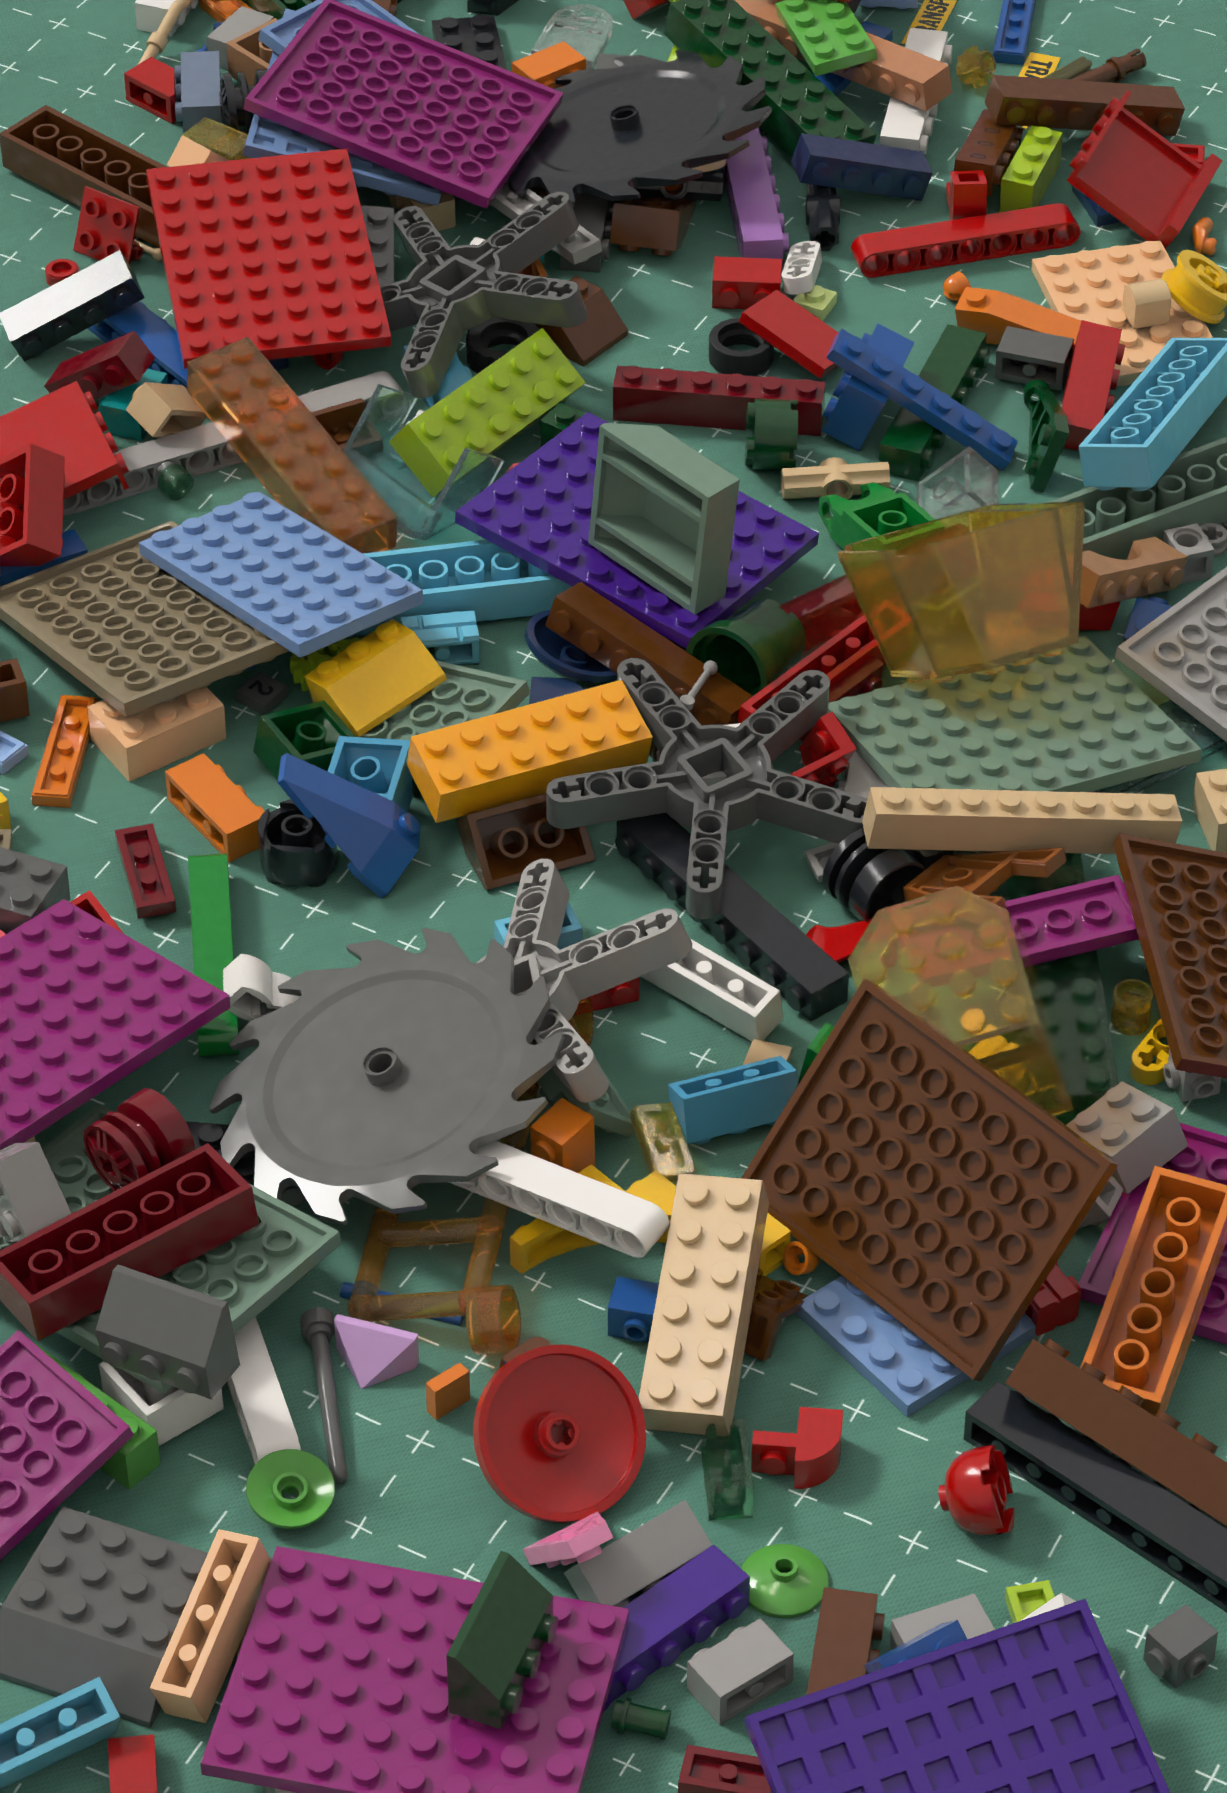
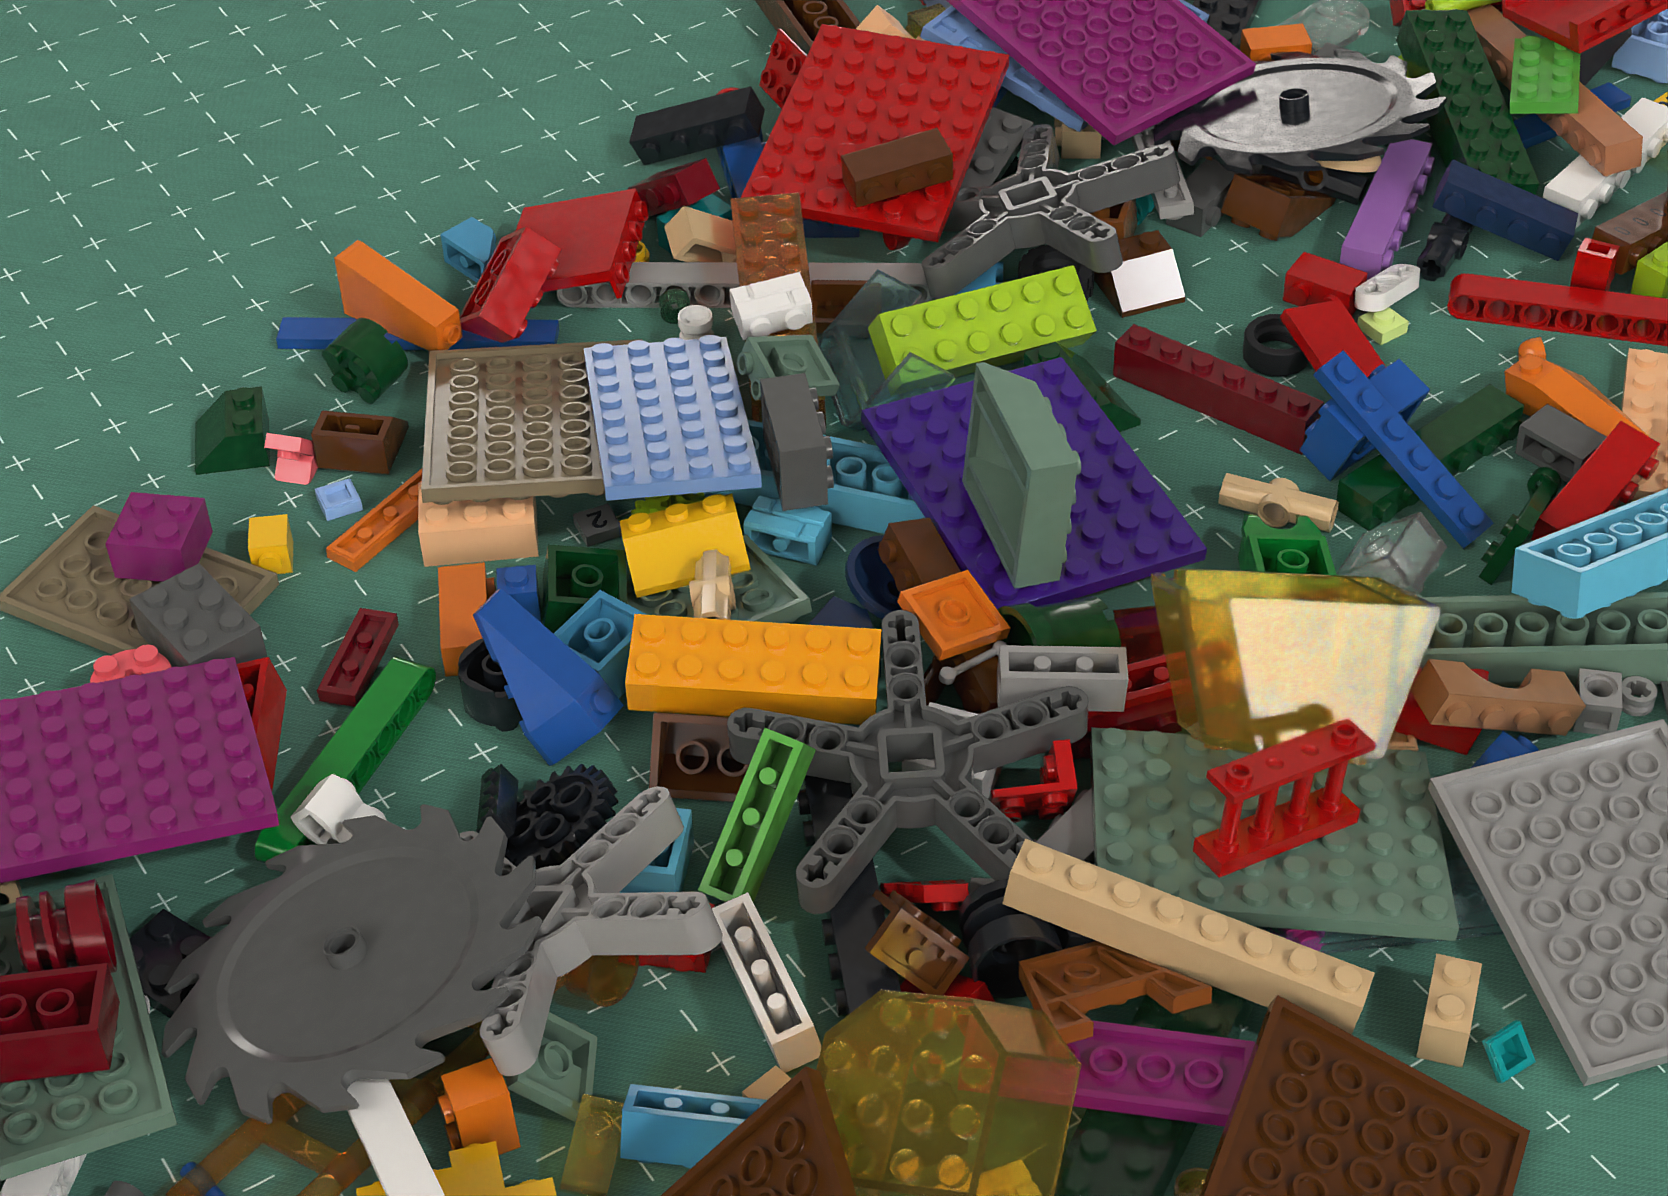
camera: 30 degrees right, 0 degrees up
(213, 491) = (695, 322): none -> white wheel
(252, 769) = (522, 586): none -> blue brick
(305, 447) = (771, 306): none -> white brick
(325, 286) = (897, 167): none -> reddish brown brick
(358, 500) = (784, 356): none -> sand green plate
(371, 929) = (498, 799): none -> black piece
(425, 553) = (796, 441): none -> dark grey brick
(438, 703) = (713, 588): none -> tan piece
(457, 907) = (561, 816): none -> black gear
(621, 852) = (757, 817): none -> bright green brick
(666, 648) = (954, 615): none -> orange plate
(769, 669) = (1040, 669): none -> light grey brick
(773, 434) = (1238, 436): dark green brick -> none
(789, 871) = (942, 894): none -> red wing
(809, 907) = (916, 945): none -> reddish brown bracket
(1034, 689) = (1294, 822): none -> red fence

